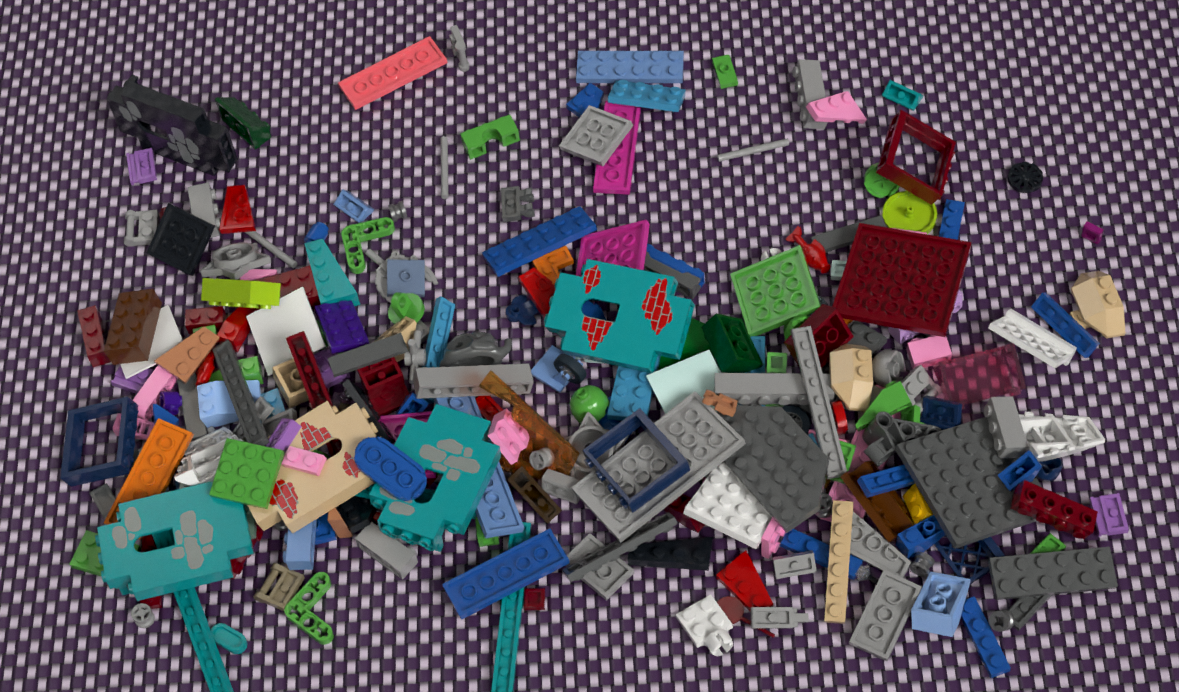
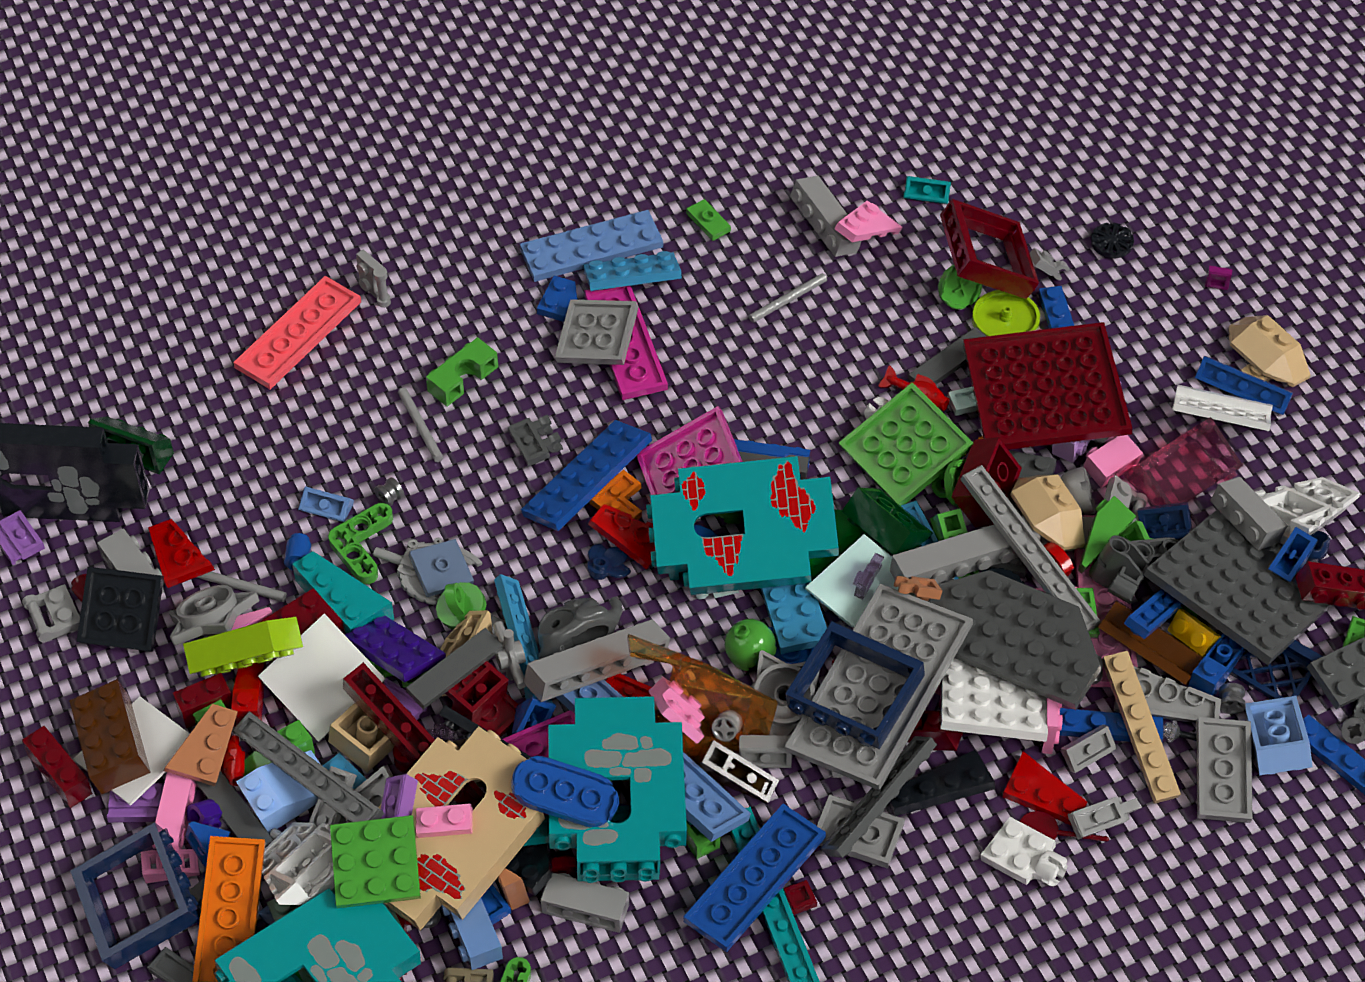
camera: 30 degrees left, 5 degrees down
(558, 369) = (690, 615): medium blue plate -> none
(689, 384) = (865, 579): none -> clear purple plate
(958, 181) = (1044, 262): none -> light grey plate

